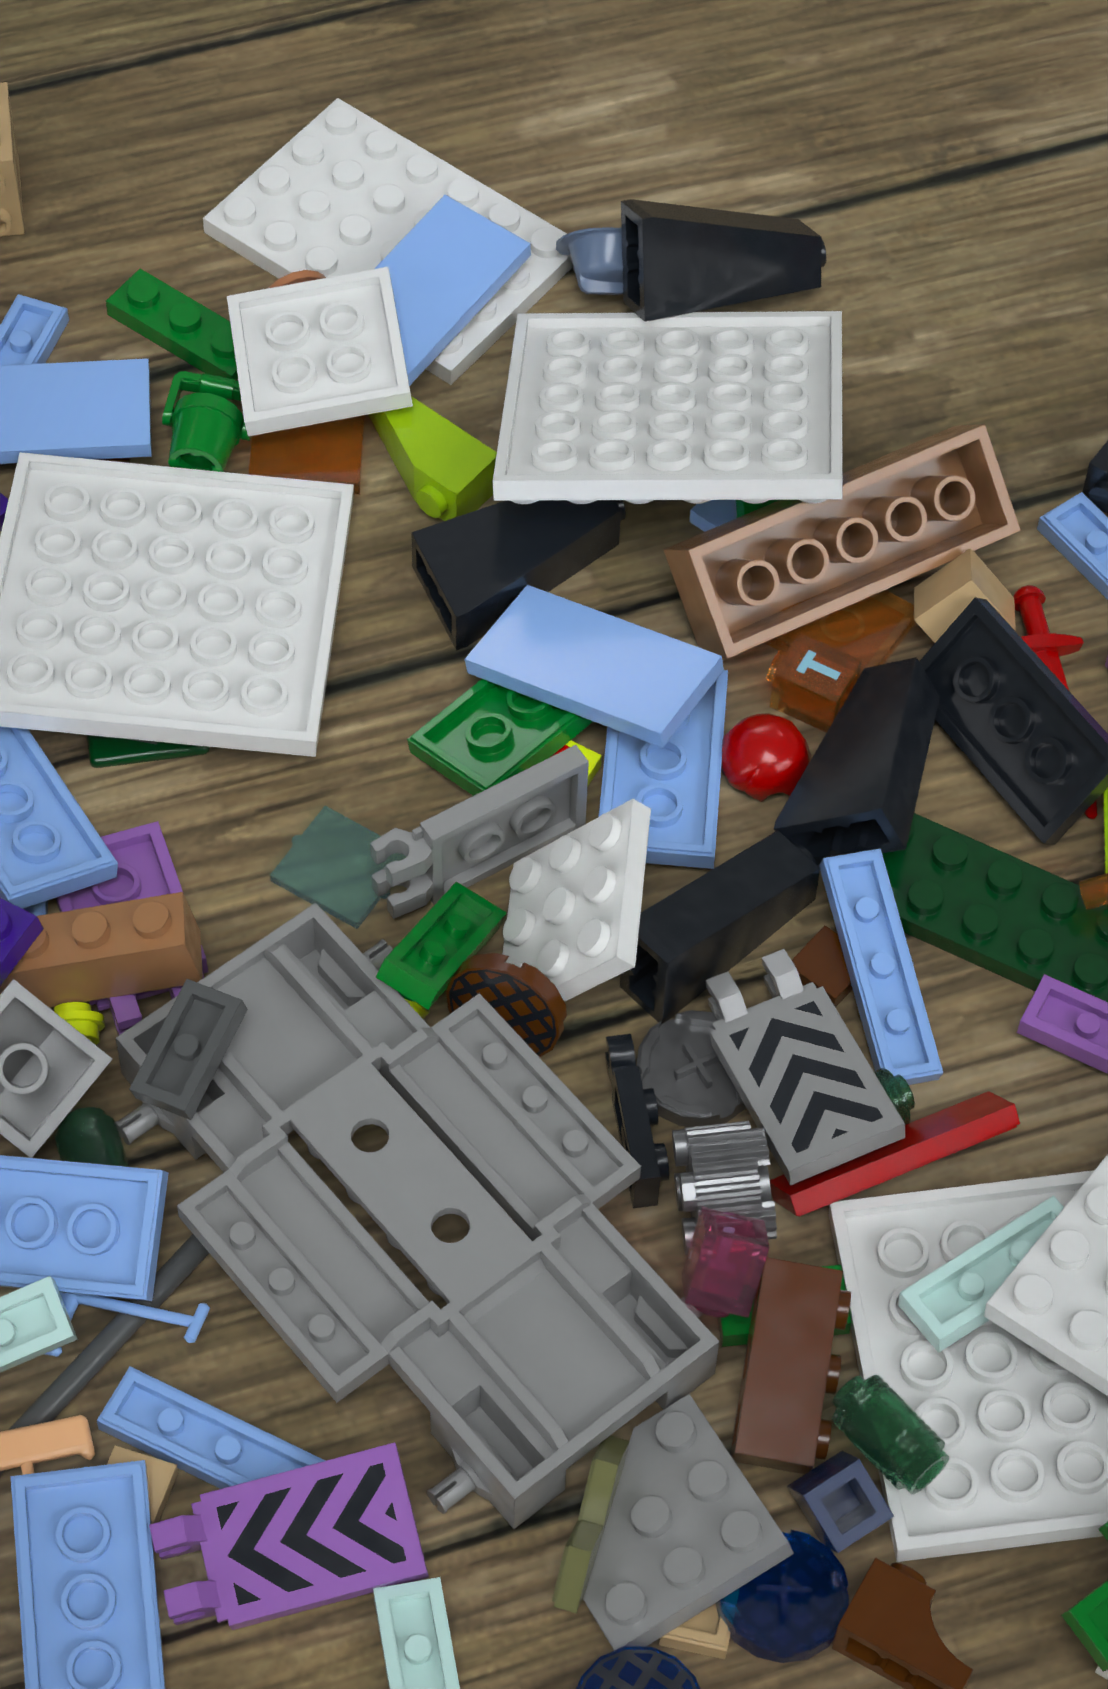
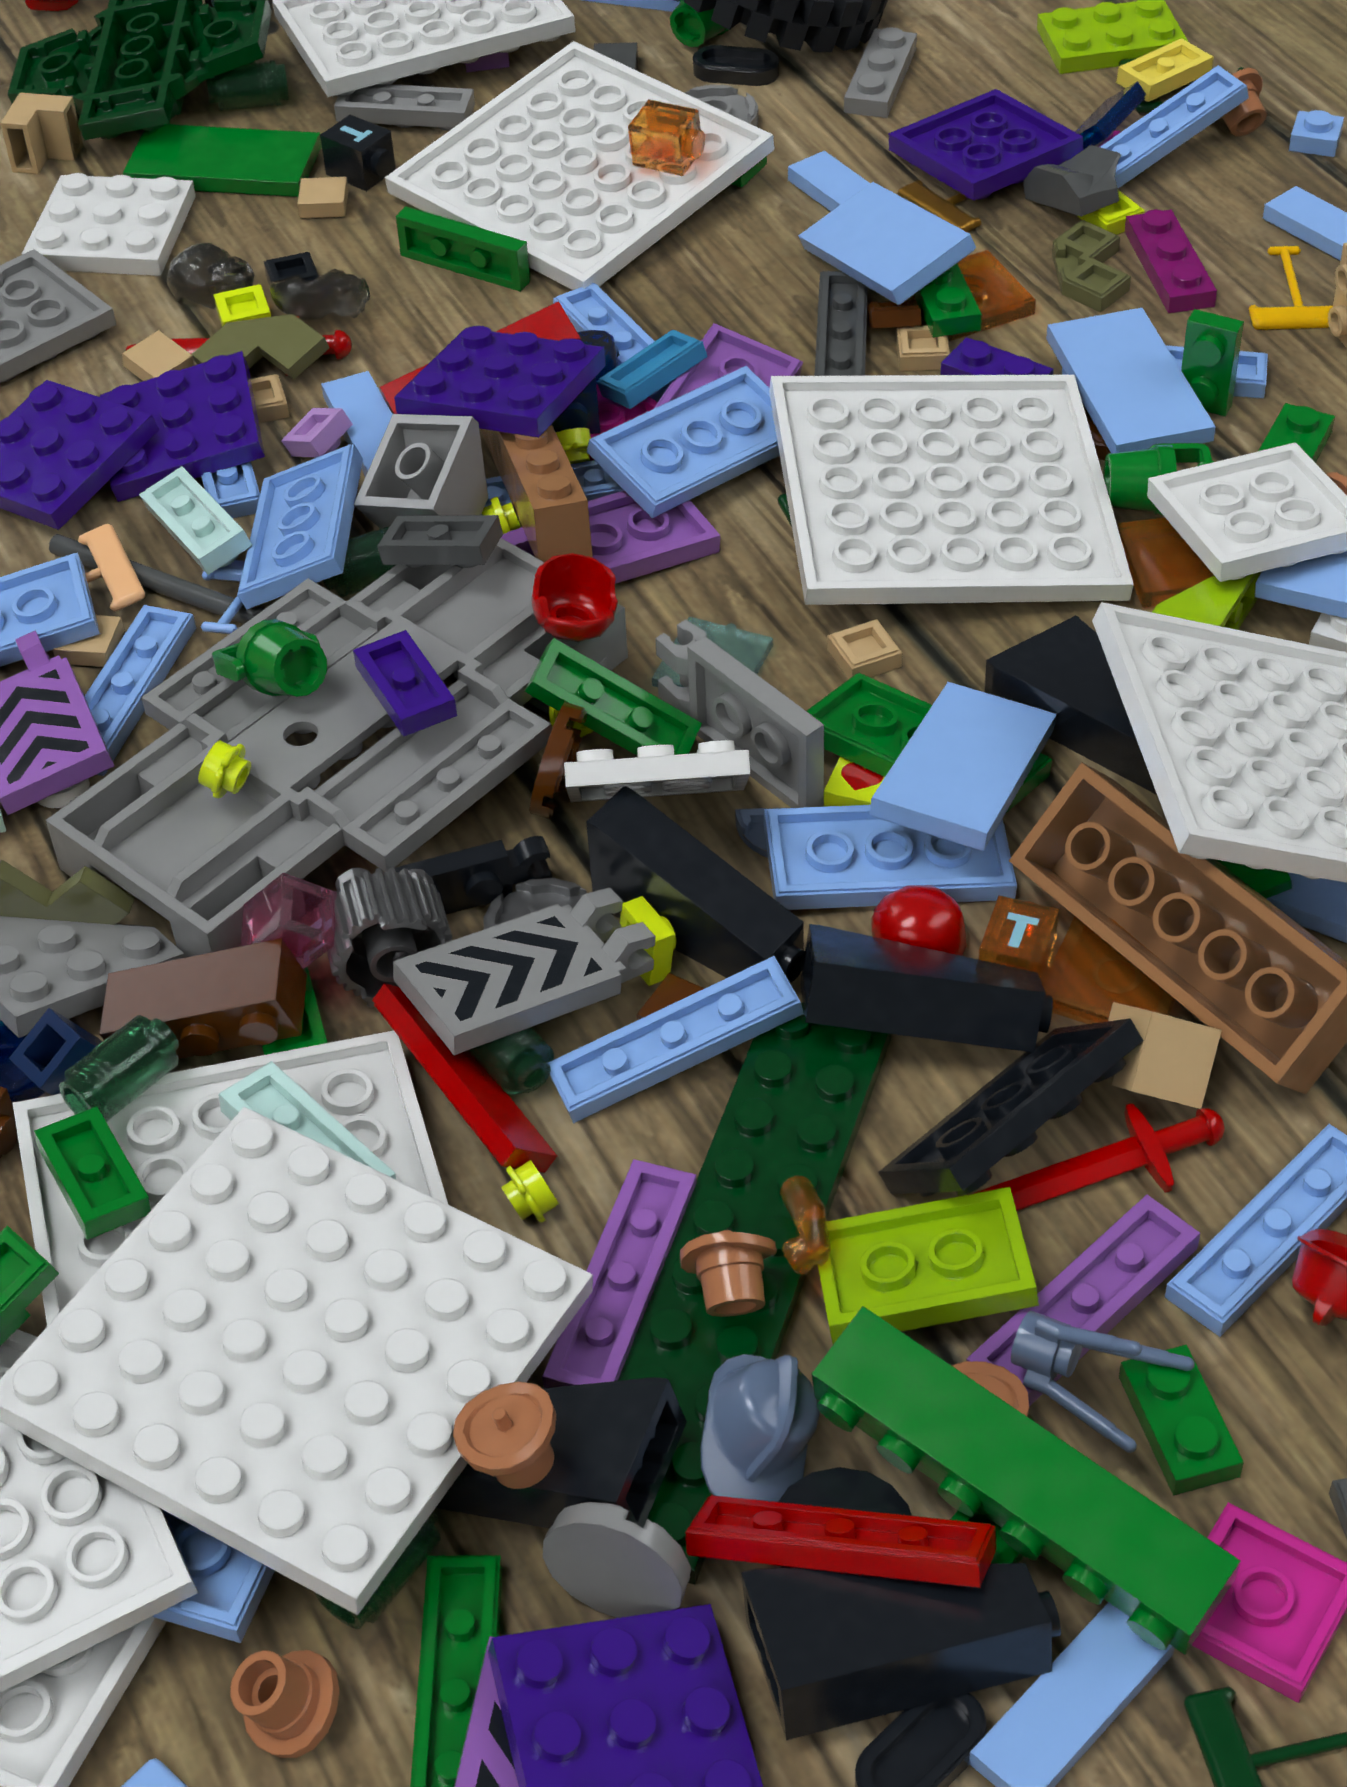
camera: 85 degrees right, 10 degrees down
(55, 325) = (1212, 358): none -> green plate
(331, 931) = (574, 597): none -> red hair
(364, 1219) = (274, 660): none -> green piece
(366, 730) = (864, 650): none -> tan tile
(422, 1105) = (405, 683): none -> dark purple plate
(514, 1292) = (224, 769): none -> neon yellow plate
(746, 968) = (639, 911): none -> neon yellow plate
(1022, 1460) = (92, 1172): none -> green plate
(1037, 1115) = (529, 1192): none -> neon yellow plate

